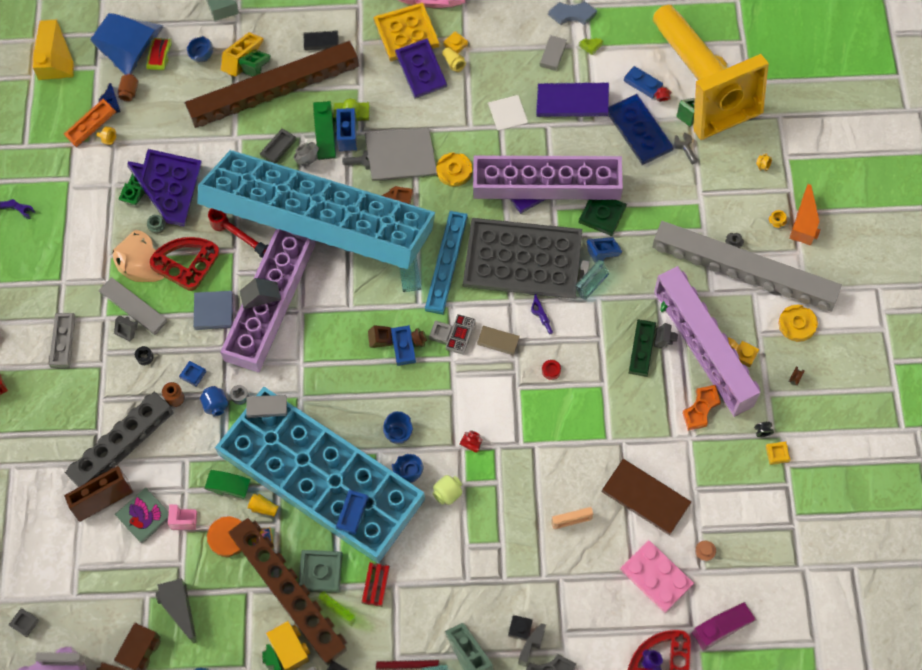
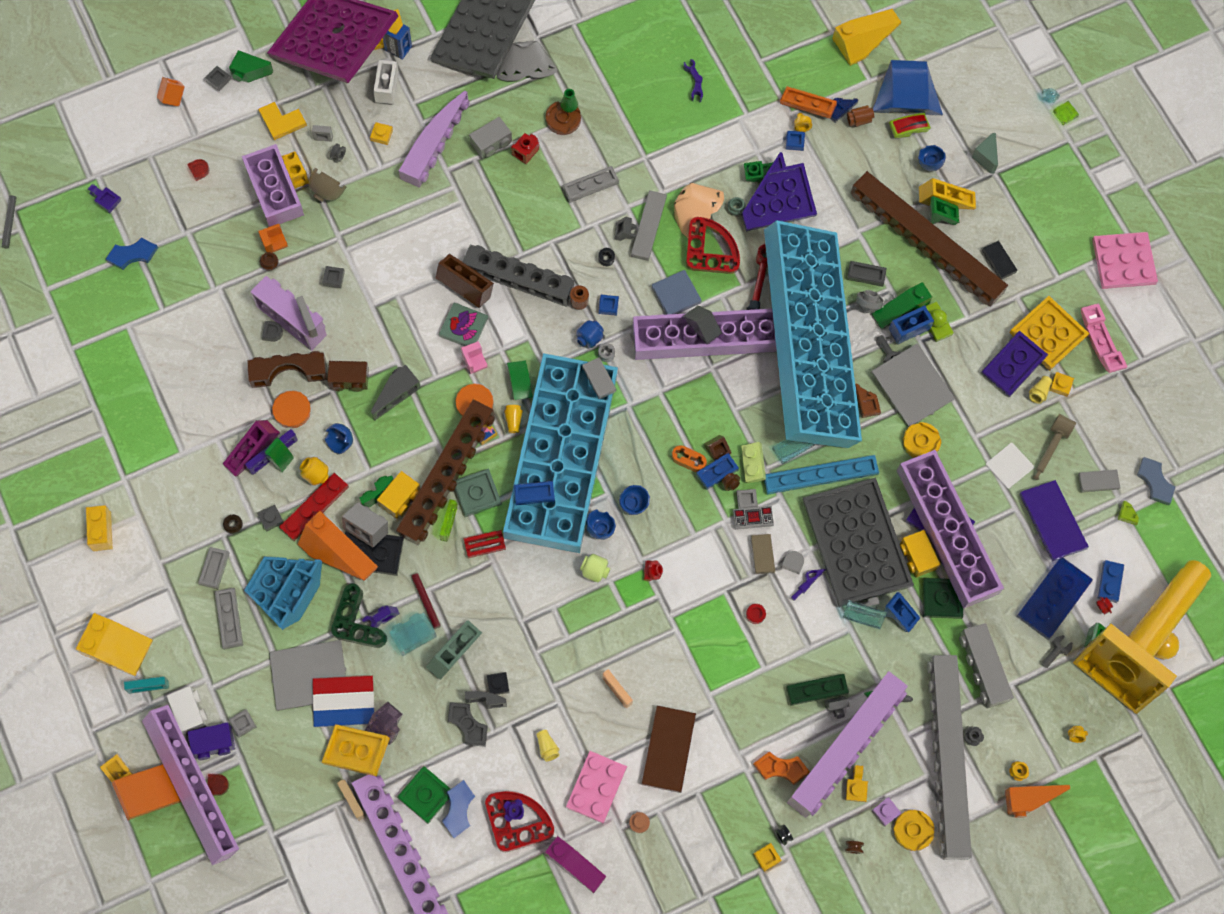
camera: 60 degrees right, 5 degrees up
(119, 150) = (795, 140): none -> blue tile
(381, 368) = (690, 454): none -> orange beam
(409, 311) = (753, 462): none -> yellowish green plate
(494, 58) = (1062, 428): none -> dark tan piece
(517, 318) = (793, 562): none -> light grey tile
(557, 212) = (919, 554): none -> yellow brick
(601, 605) = (547, 746): none -> light yellow cone
(678, 204) = (986, 665): none -> light grey brick
(773, 337) = (886, 811): none -> lavender plate

